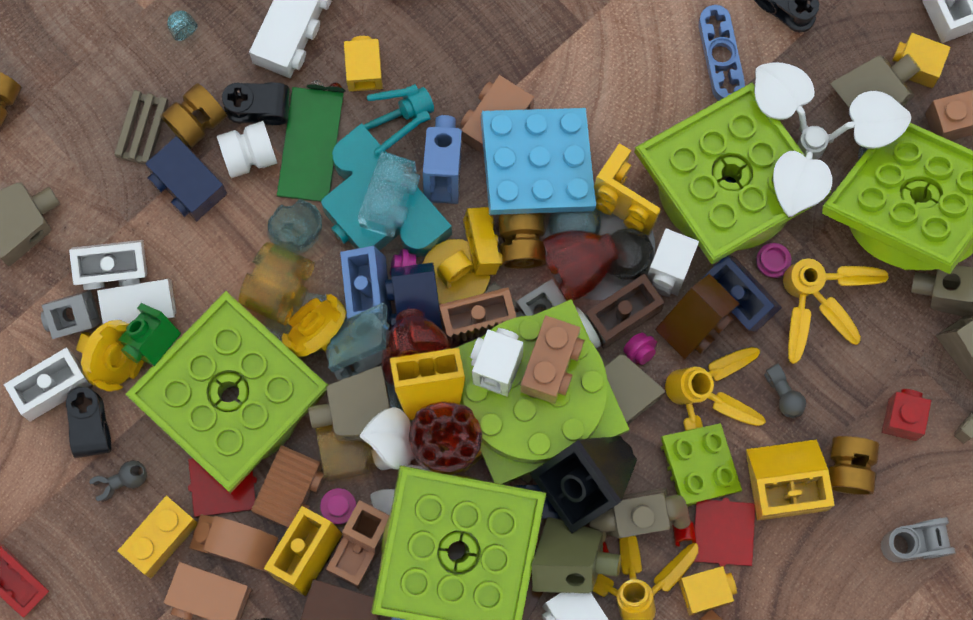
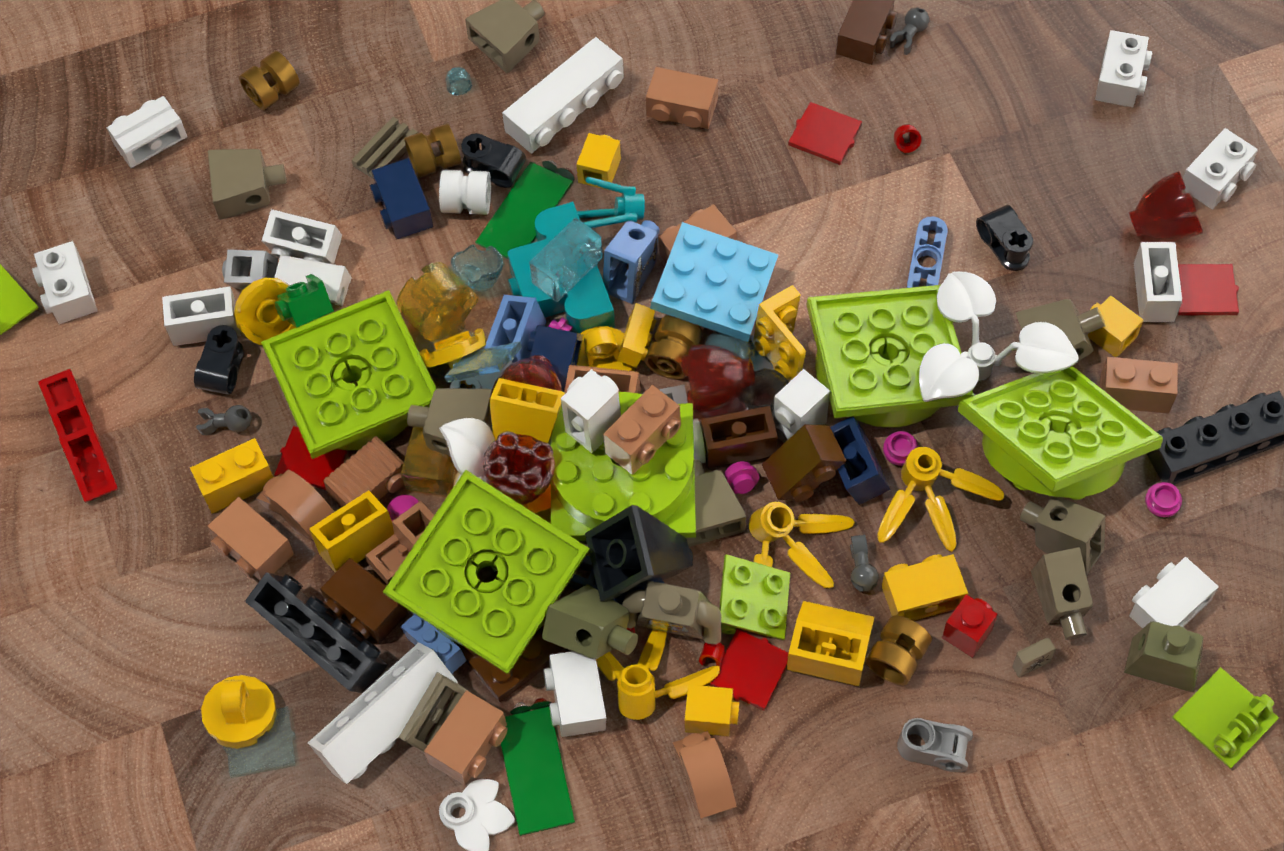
camera: 25 degrees right, 15 degrees down
(851, 394) = (924, 587): none -> yellow brick

